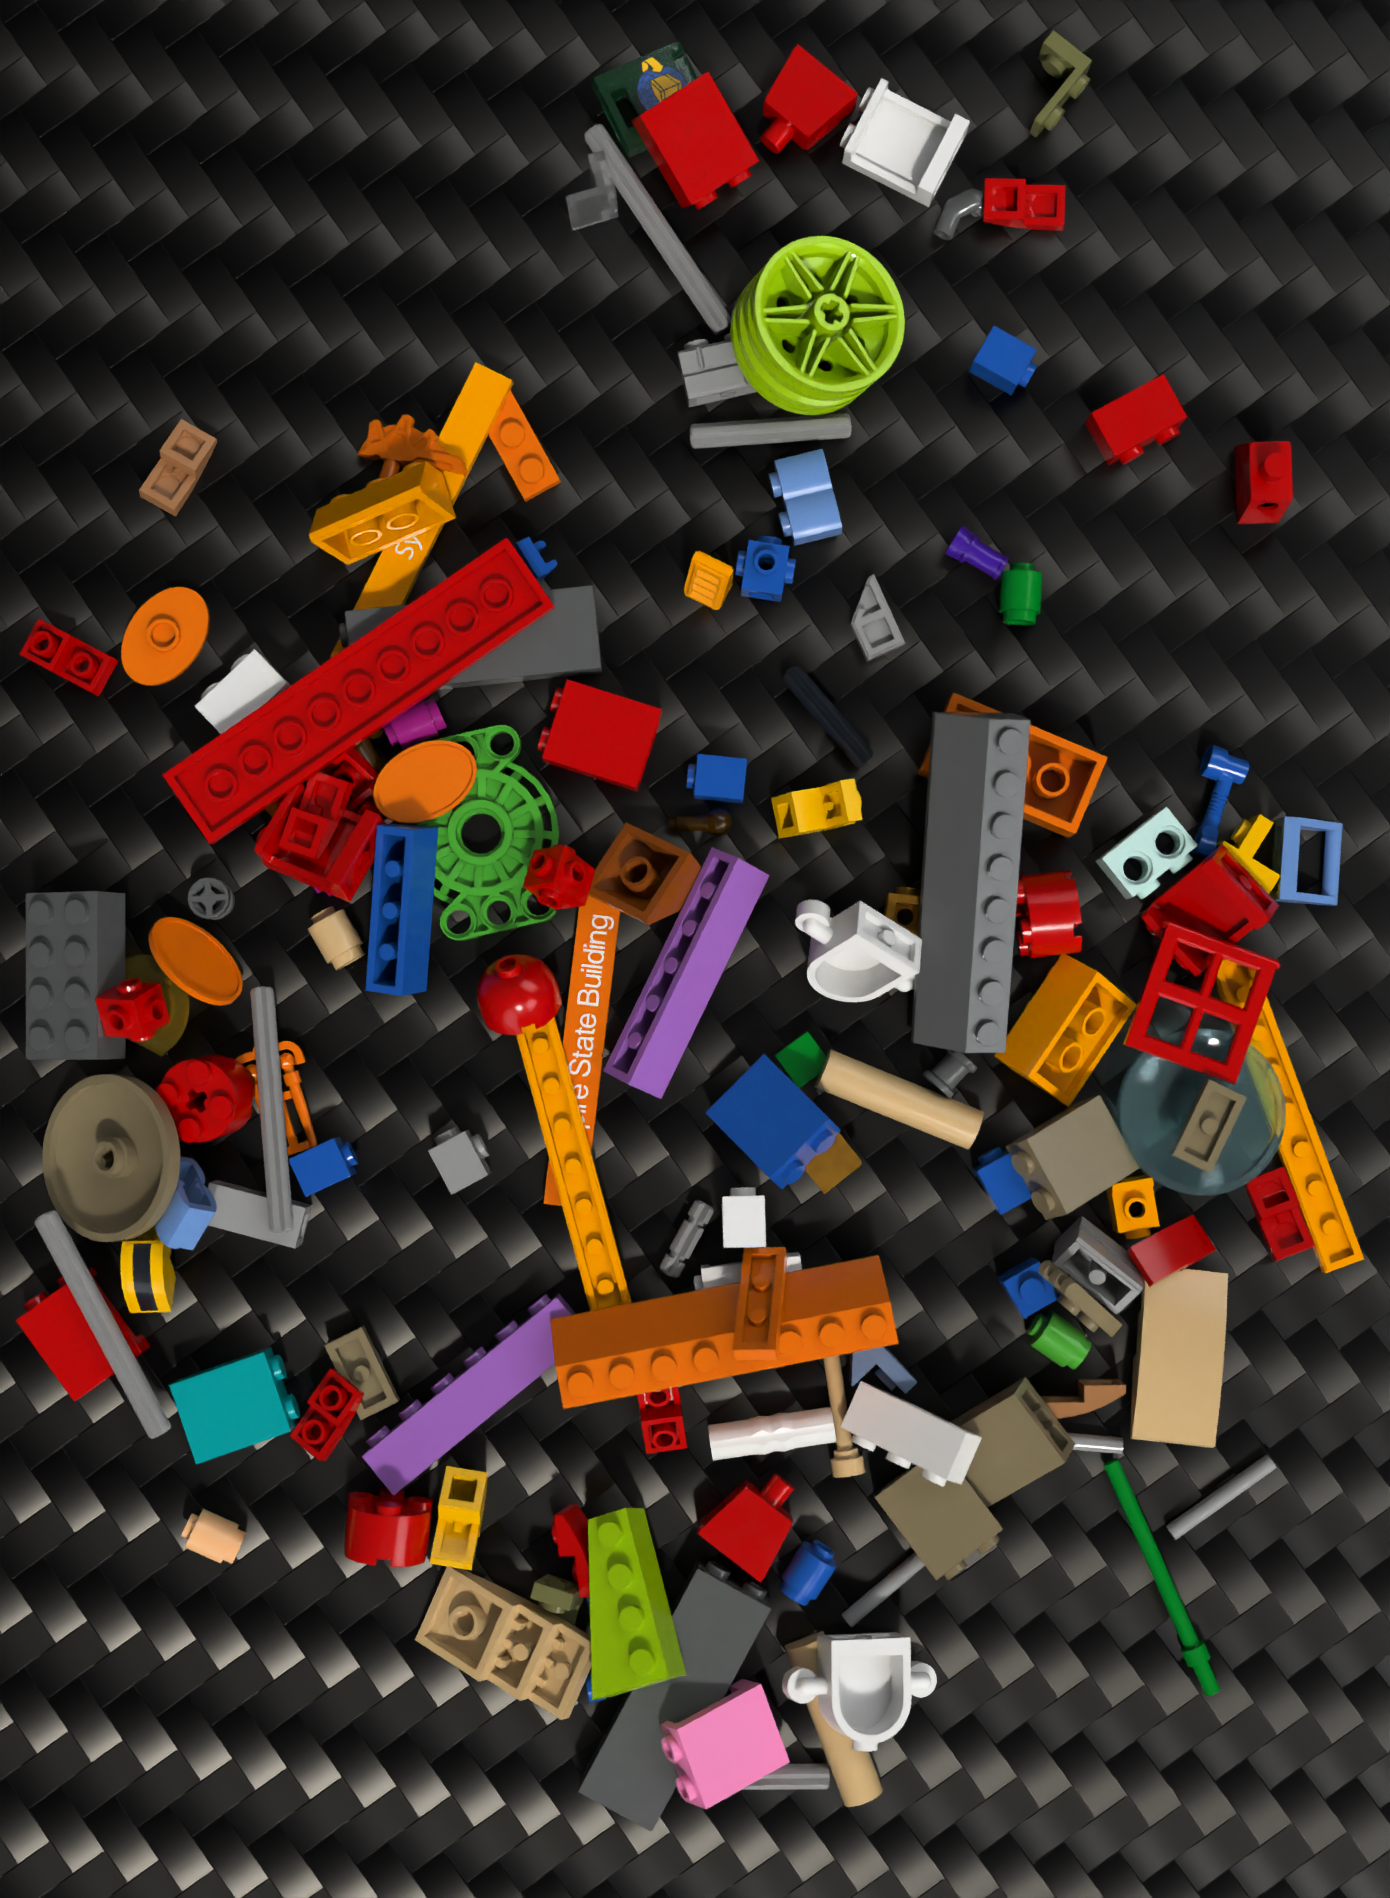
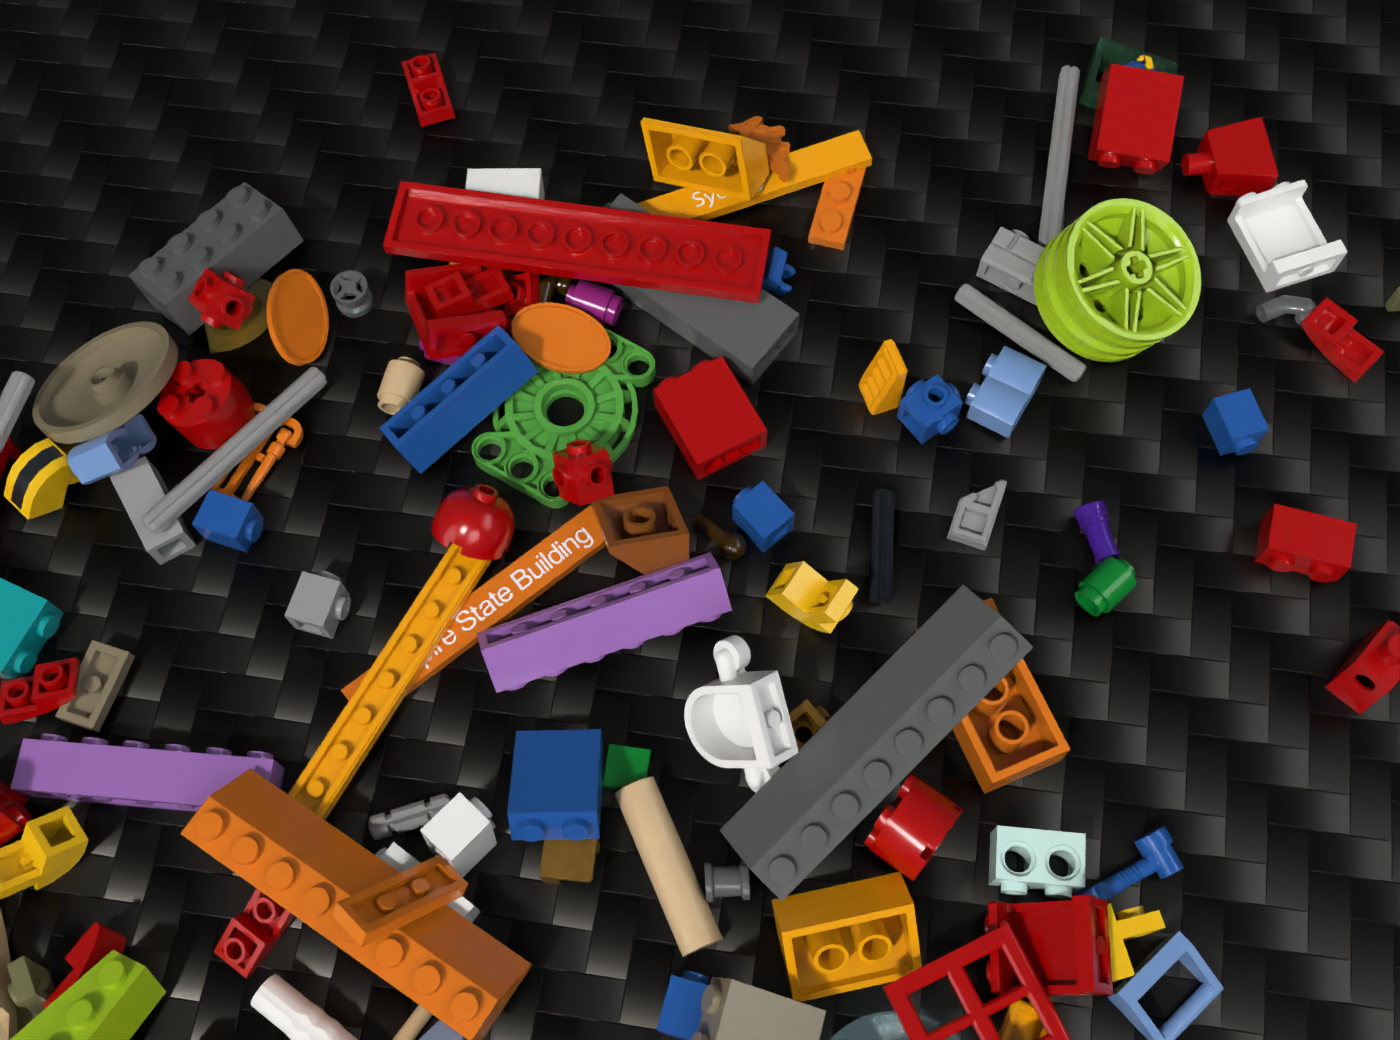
camera: 40 degrees right, 20 degrees down
(165, 636) = (498, 128): orange piece -> none
(179, 467) = (617, 44): medium nougat slope -> none
(597, 203) = (1031, 96): clear panel -> none

